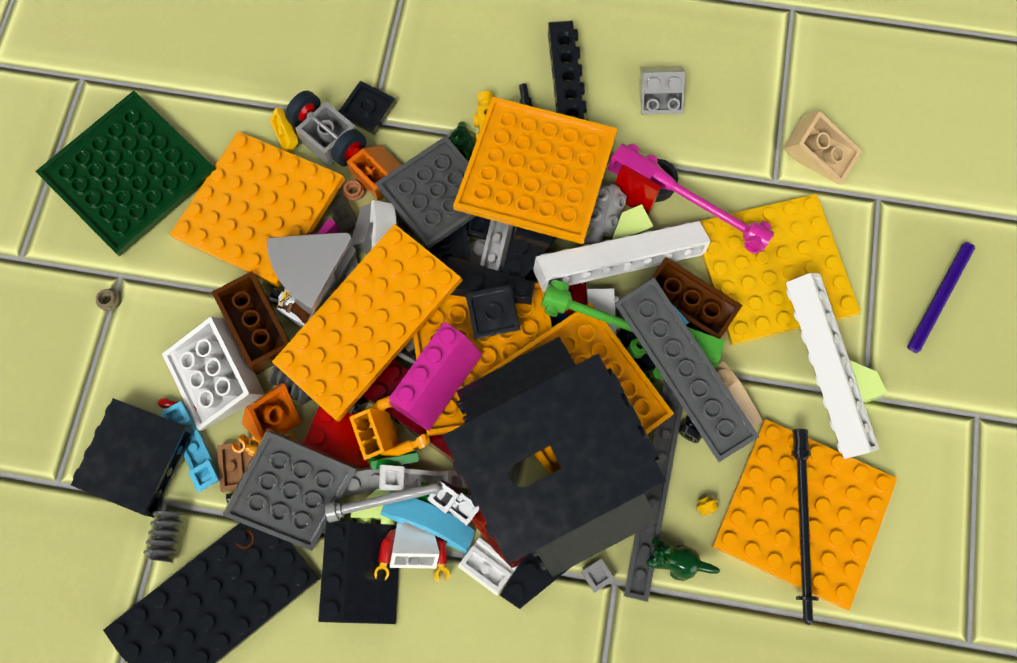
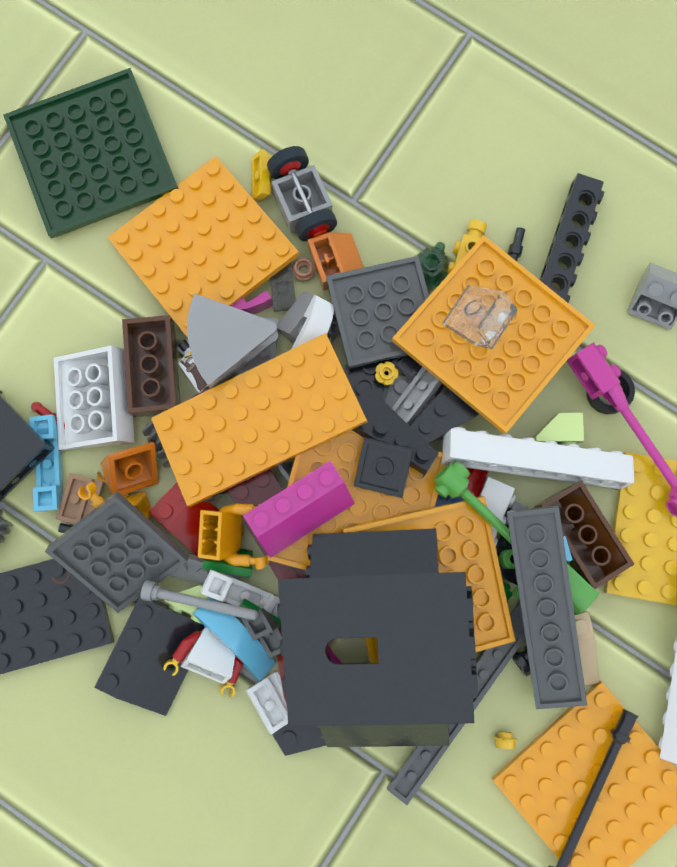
camera: 20 degrees right, 10 degrees up
(103, 295) = (20, 273): dark tan plate -> none
(367, 107) = (353, 185): black plate -> none
(461, 245) = (386, 379): none -> yellow plate
(519, 156) = (481, 315): none -> clear slope
(597, 575) = (371, 759): light grey plate -> none
(608, 213) = (545, 407): light grey brick -> none
(637, 189) = (584, 395): red tile -> none
(681, 560) = (454, 781): dark green animal -> none

